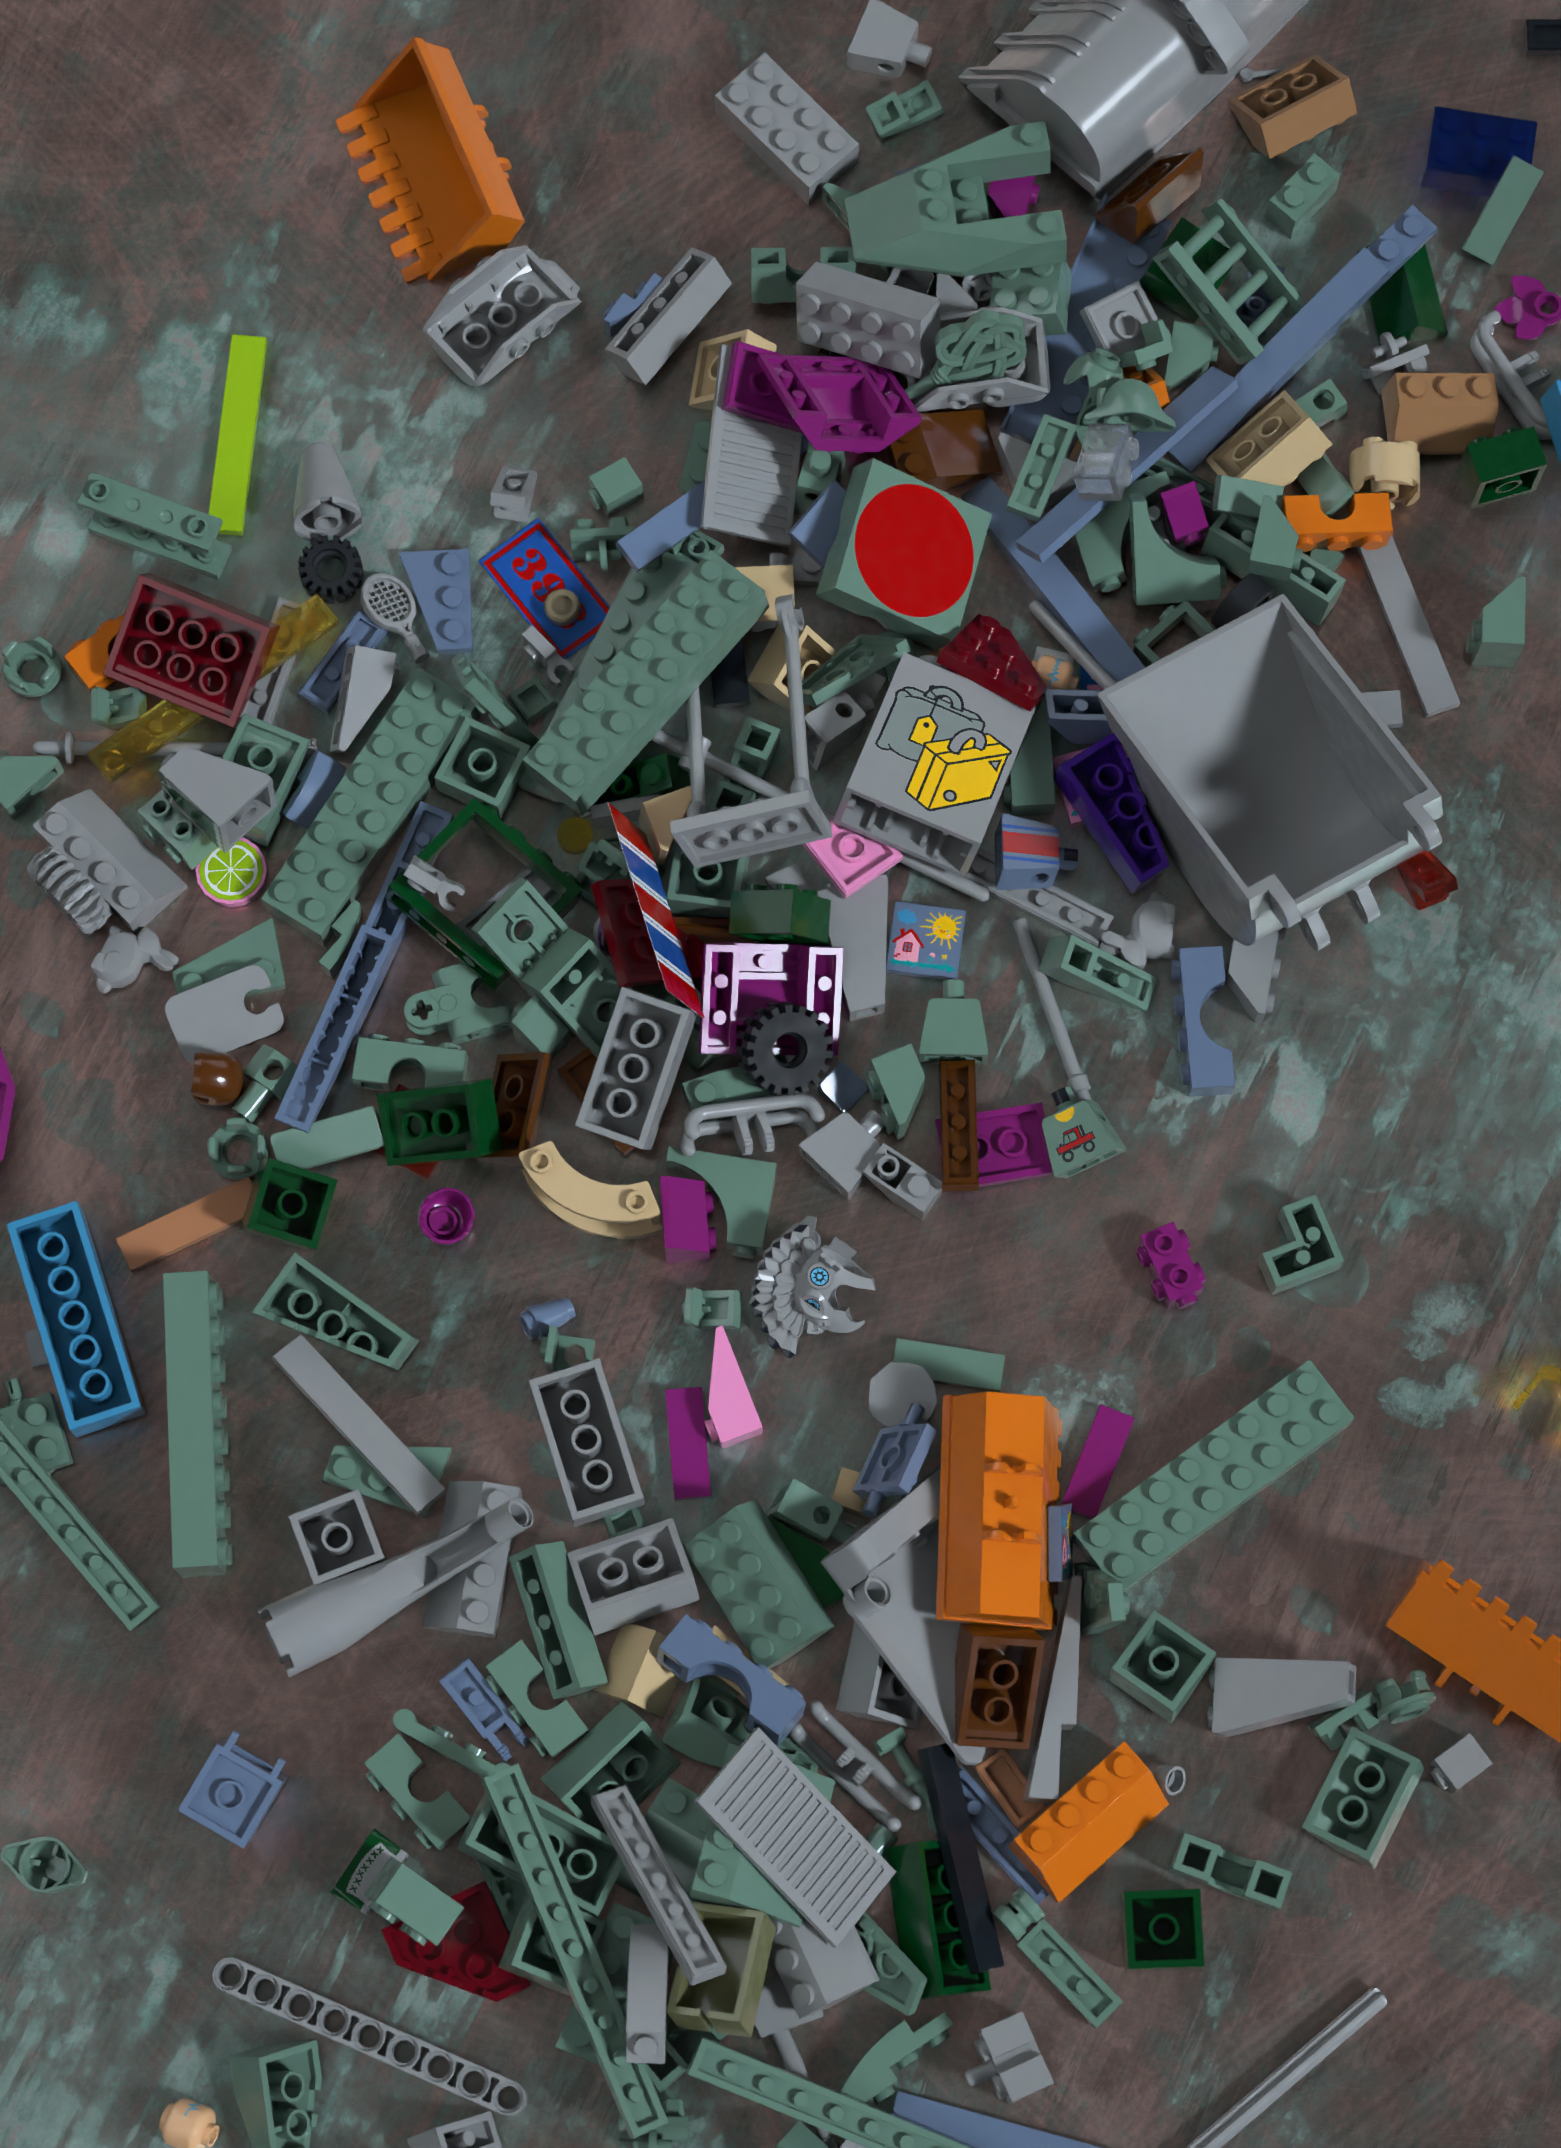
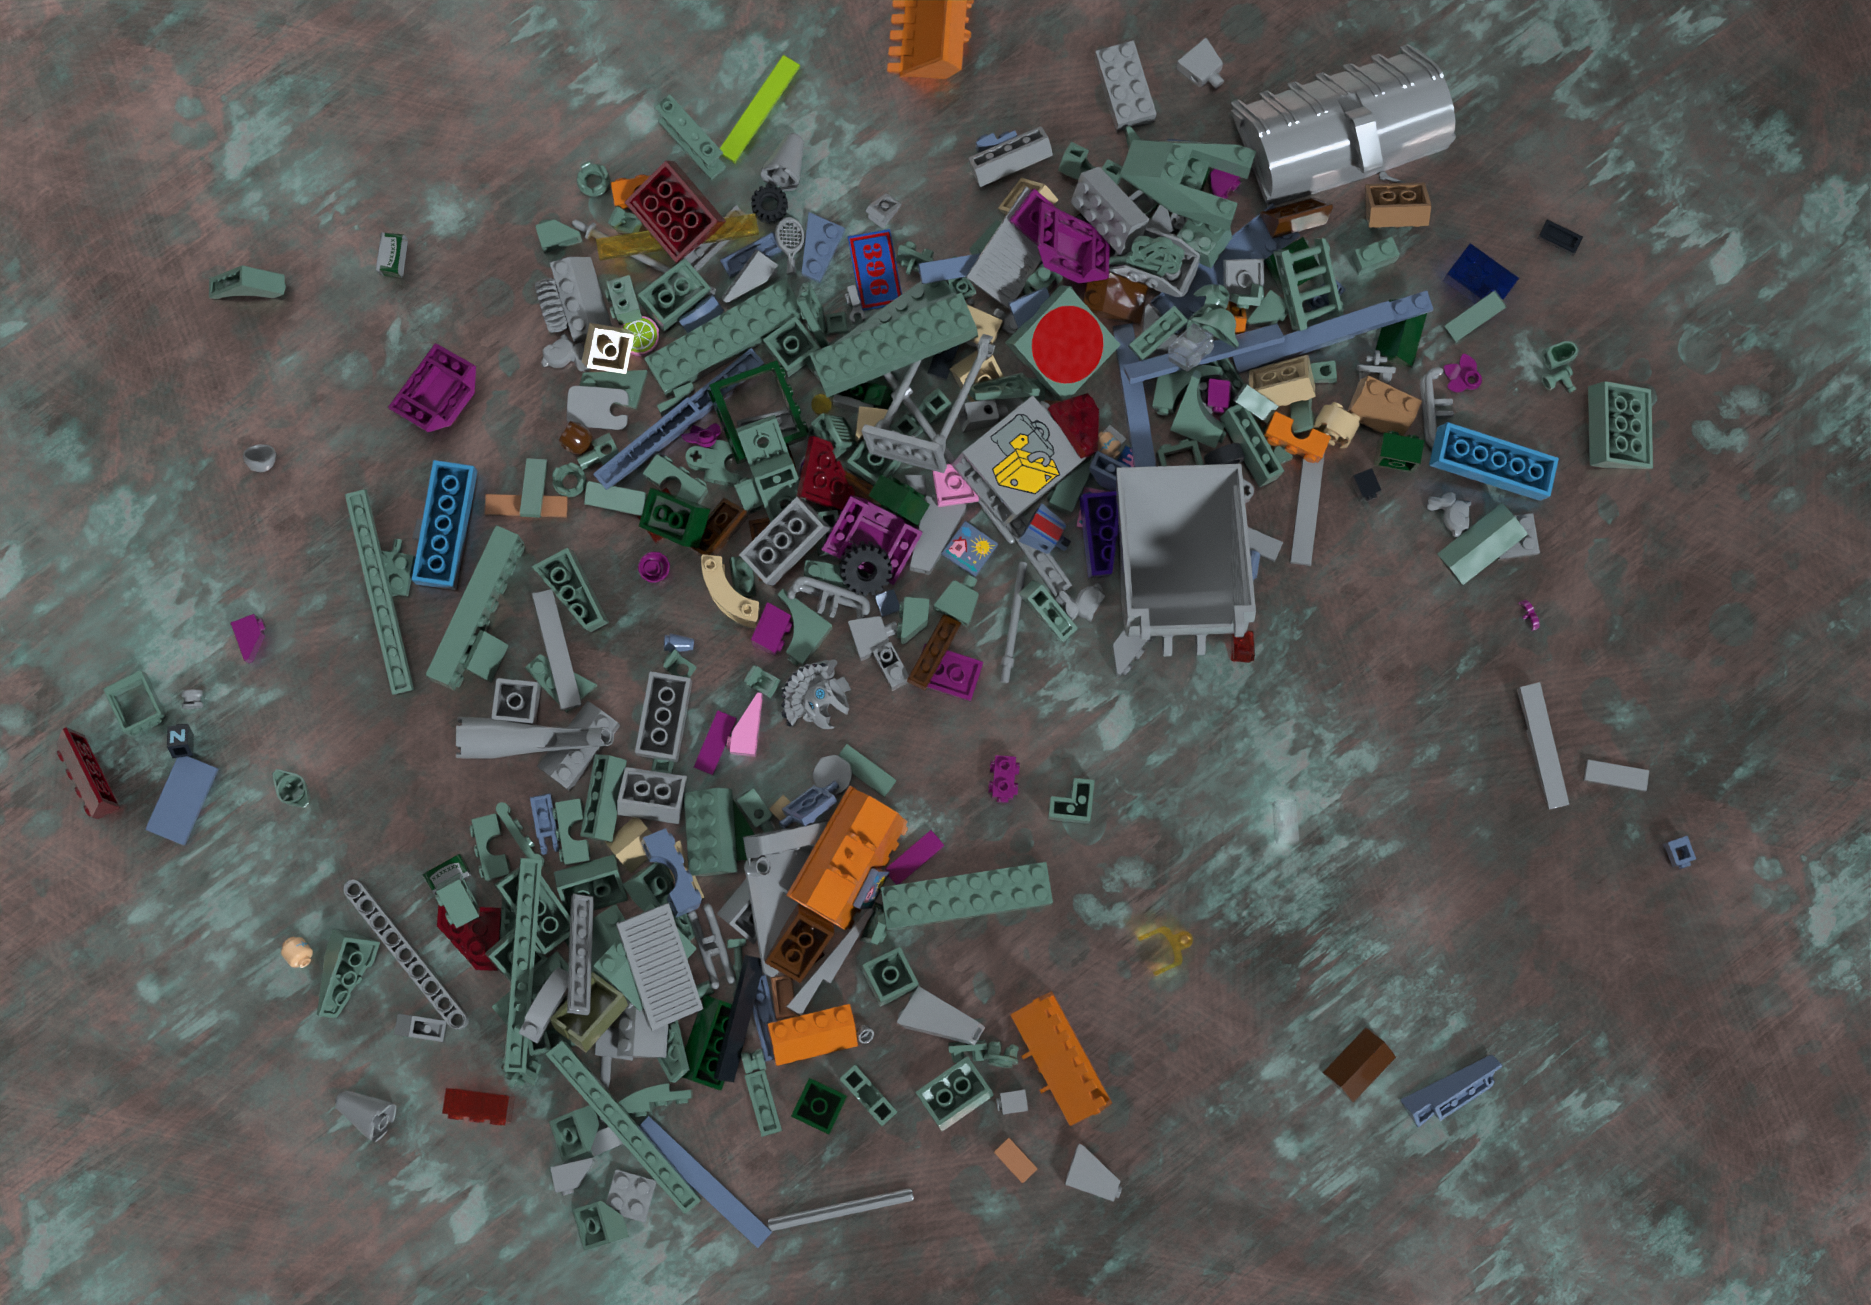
camera: 25 degrees right, 5 degrees up
(188, 1190) = (533, 488): none -> sand green tile
(195, 912) = (607, 348): none -> tan brick
(216, 794) = (646, 294): light grey slope -> none
(233, 1791) = (399, 801): sand blue container -> none
(251, 1491) = (485, 656): none -> sand green slope
(288, 1204) = (578, 521): dark green brick -> none
(420, 975) = (701, 436): none -> magenta plate
(426, 877) = (730, 391): light grey plate -> none
(499, 312) = (925, 111): light grey slope -> none
(562, 607) = (876, 282): dark tan tile -> none
(592, 1157) = (742, 577): none -> sand green tile
(615, 487) = (936, 233): sand green brick -> none
(656, 911) = (834, 466): sticker -> none
(903, 112) = (1193, 107): sand green slope -> none
(1010, 2060) = (709, 1129): light grey brick -> none
(1071, 644) = (1125, 434): light grey bar -> none
(1078, 1135) = (992, 688): sand green torso -> none
(1208, 1065) = (1098, 639): sand blue arch -> none
(1274, 544) = (1254, 434): sand green slope -> none
(1477, 542) = (1366, 485): none -> black brick
(1500, 629) = (1349, 537): sand green slope -> none
(1512, 1854) = (1015, 1160): none -> nougat tile

